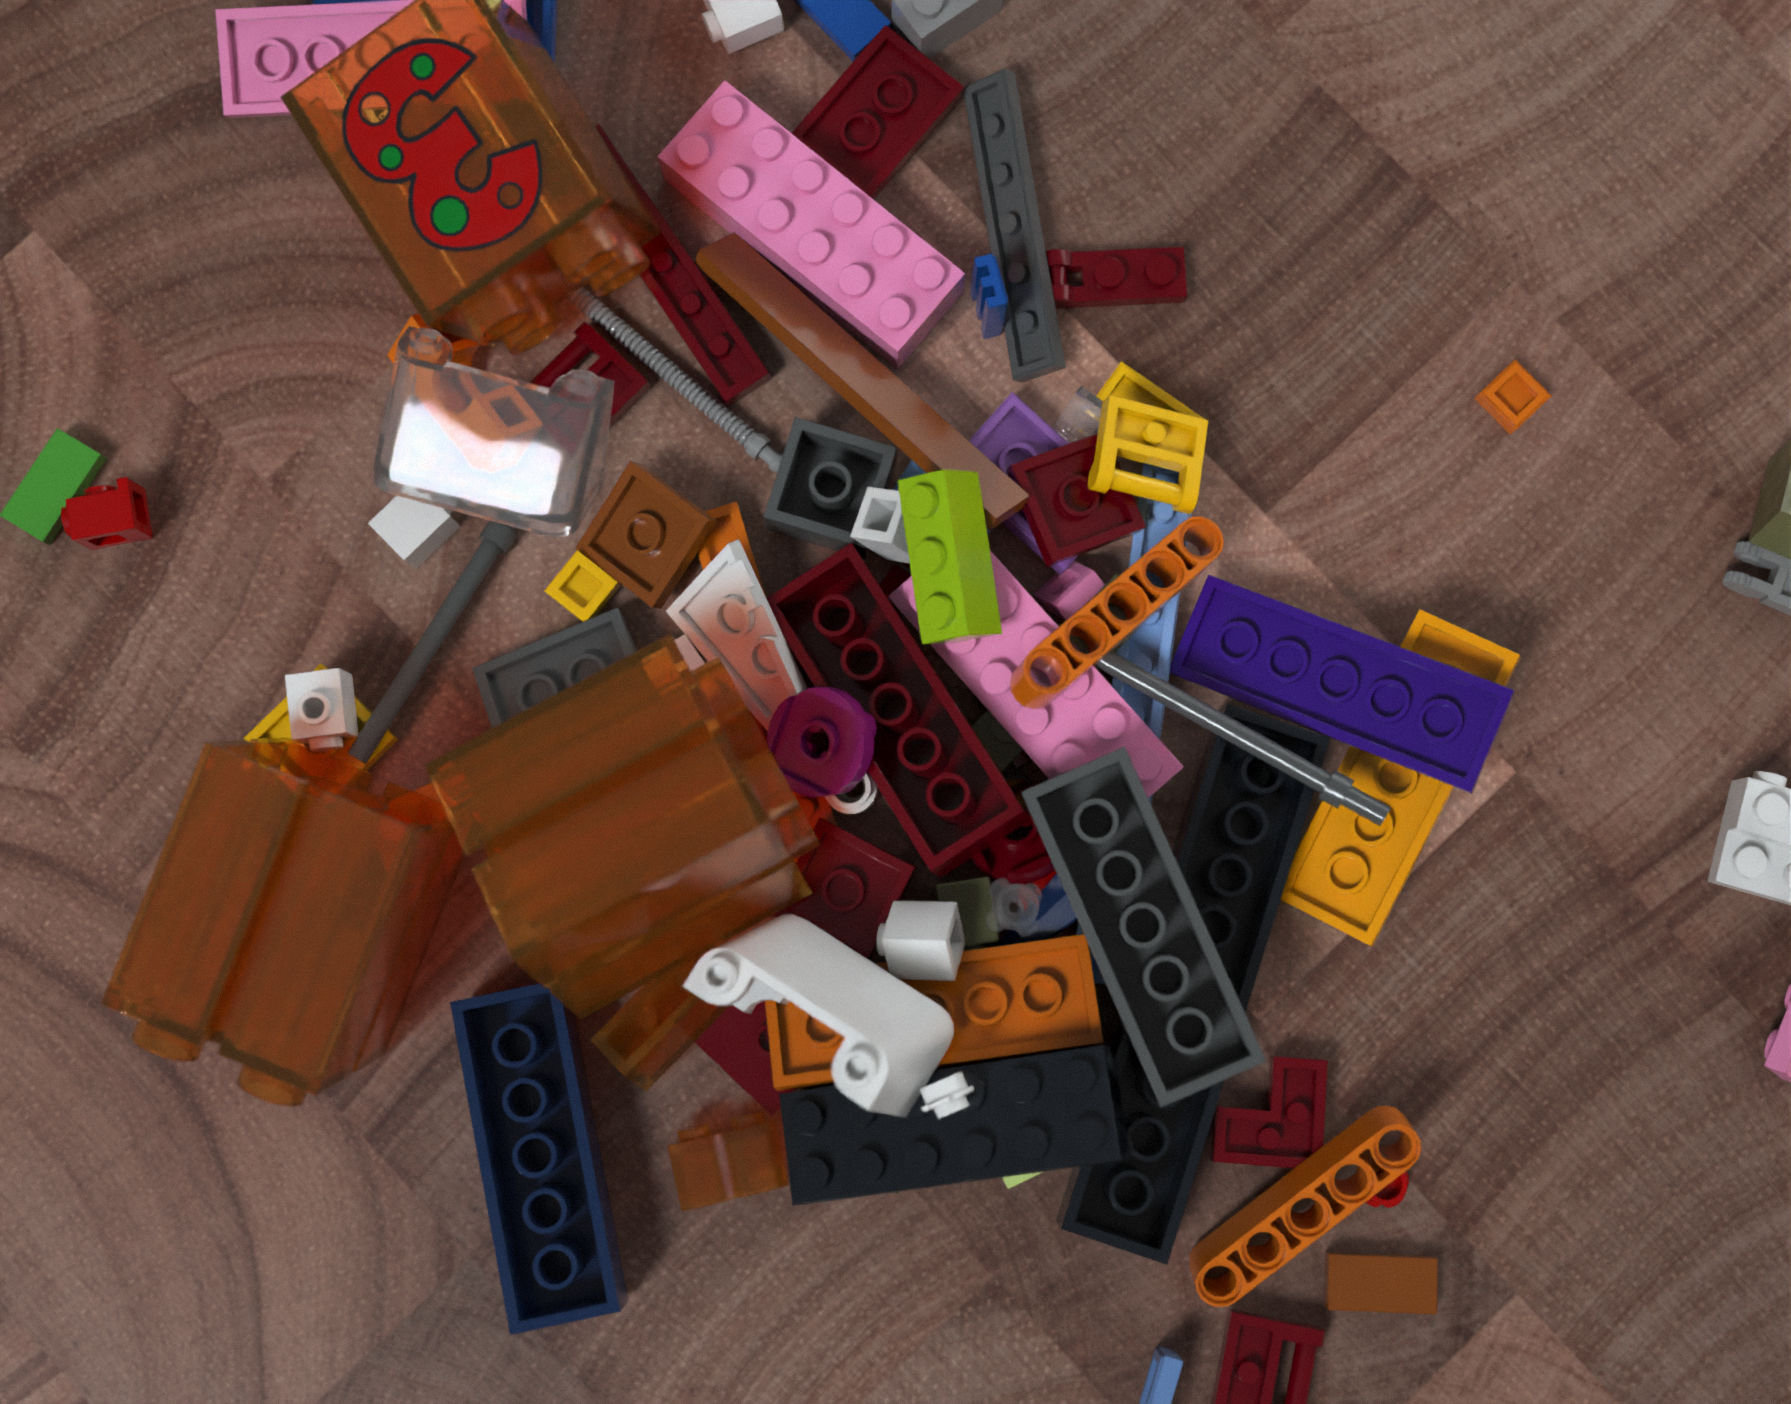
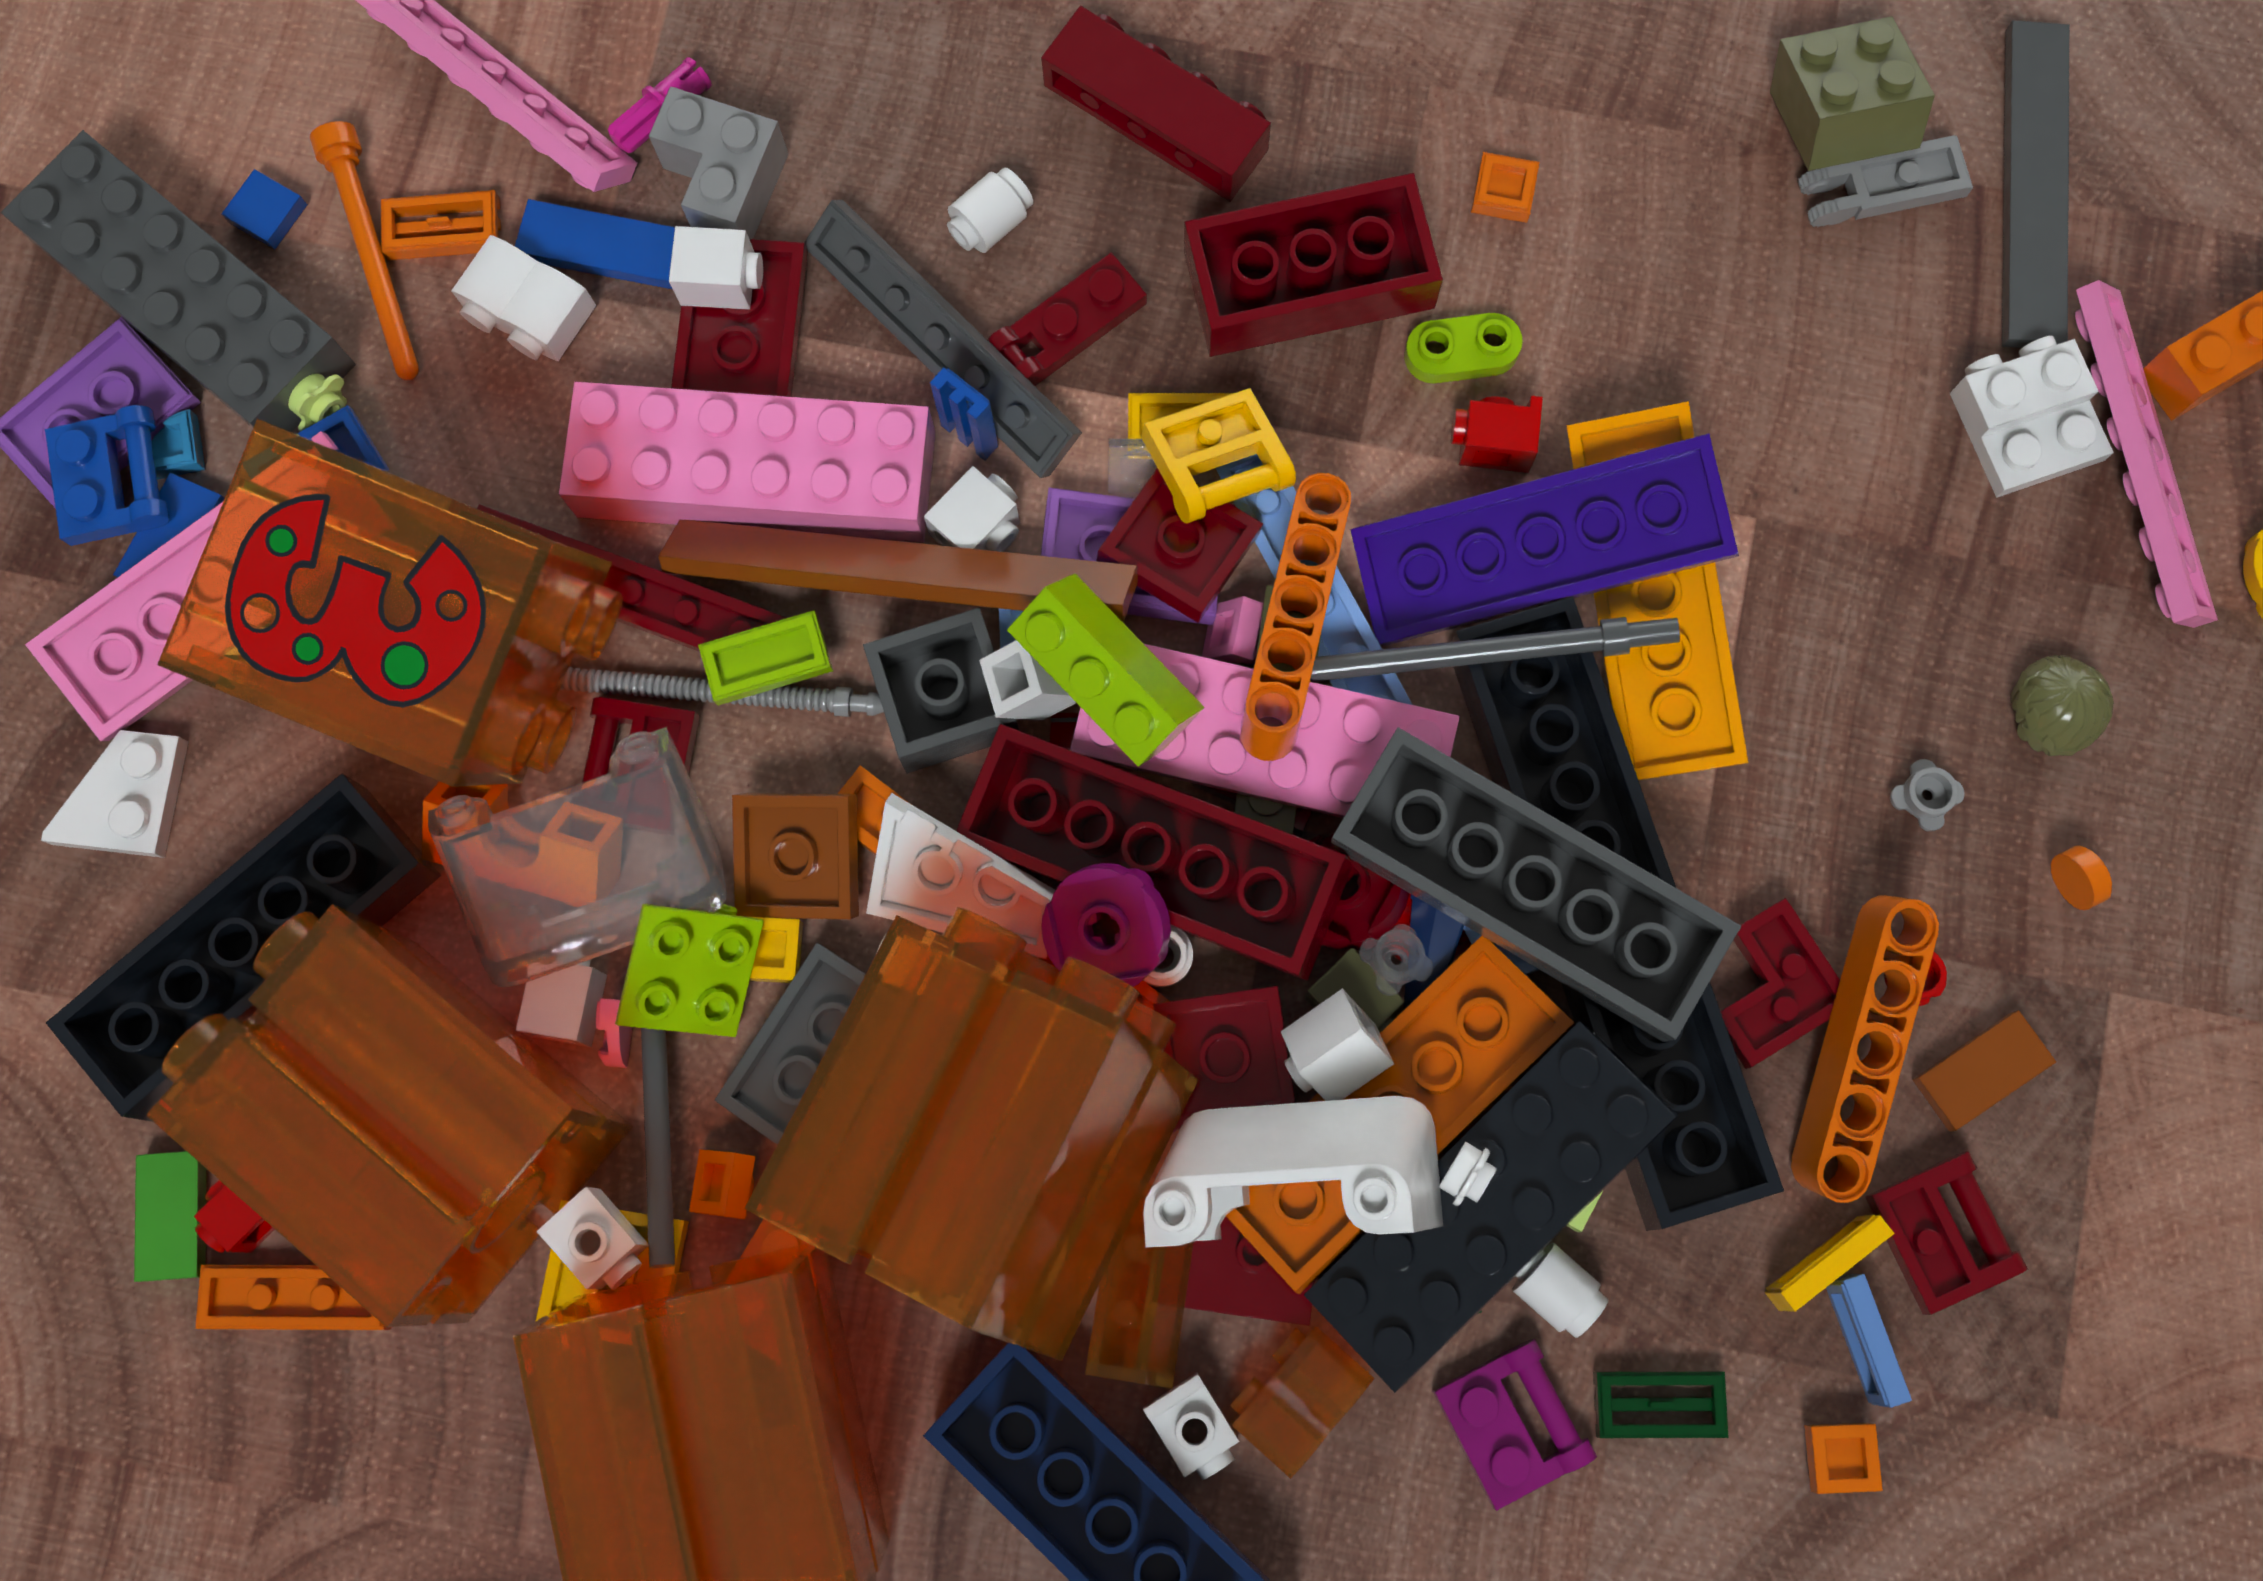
camera: 30 degrees left, 5 degrees down
(99, 602) = (277, 1299): none -> orange tile
(215, 167) = (124, 798): none -> white wing
(222, 334) = (203, 957): none -> black brick
(233, 525) = (384, 1118): none -> clear orange brick
(437, 729) = (722, 1183): none -> orange plate
(443, 567) = (616, 1038): none -> tile
(514, 565) = (689, 970): none -> lime hinge
(655, 1111) = (1189, 1401): none -> white brick
(723, 377) = (765, 658): none -> lime tile
(847, 1281) = (1495, 1434): none -> magenta plate
(883, 62) = (714, 267): none -> white brick
(940, 1317) = (1605, 1404): none -> dark green tile
(946, 376) = (975, 514): none -> white brick
(963, 1219) = (1560, 1291): none -> white brick
(1116, 154) = (989, 210): none -> white brick
(1166, 1335) = (1828, 1262): none -> yellow tile
(1298, 155) = (1156, 102): none -> dark red brick
(1323, 358) = (1312, 264): none -> dark red brick
(1369, 578) = (1498, 433): none -> red brick
(1392, 499) = (1466, 351): none -> lime plate
(1503, 1066) = (1944, 789): none -> light grey plate
(1555, 1198) = (2081, 877): none -> orange tile
(1637, 1066) = (2061, 705): none -> olive hair

